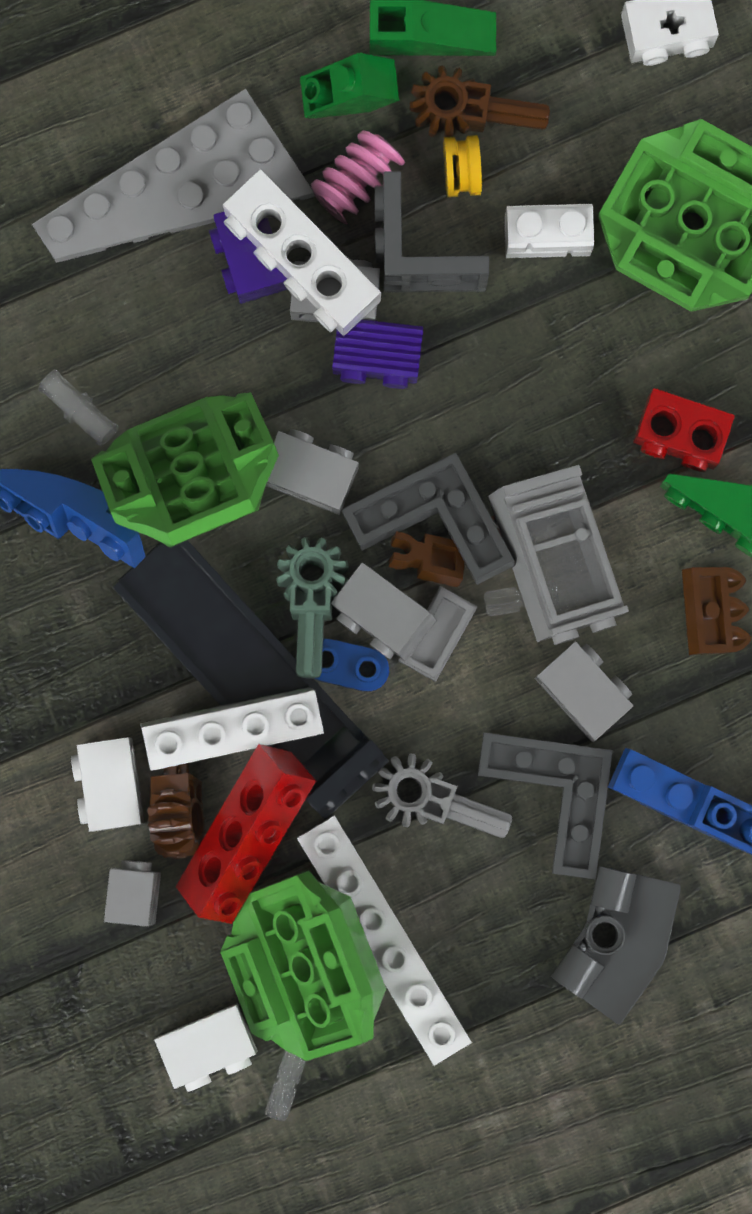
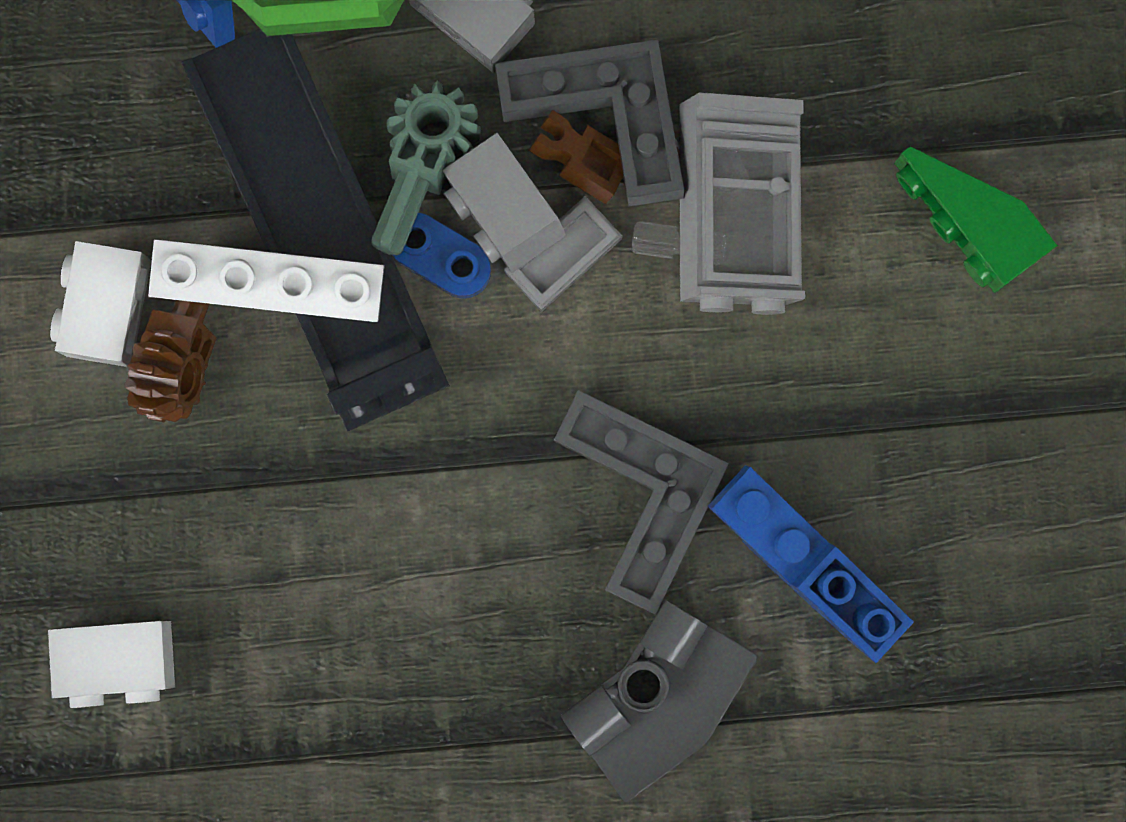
camera: 25 degrees right, 0 degrees up
(132, 894) = (81, 444): light grey brick -> none
(245, 834) = (241, 414): red brick -> none
(283, 1090) = (188, 746): clear piece -> none
(304, 968) = (259, 602): bright green piece -> none
(393, 951) = (370, 602): white brick -> none
(437, 800) = (492, 454): light grey gear -> none
(585, 690) = (719, 379): light grey brick -> none
(685, 418) = (955, 89): red brick -> none
(712, 610) = (908, 334): reddish brown plate -> none

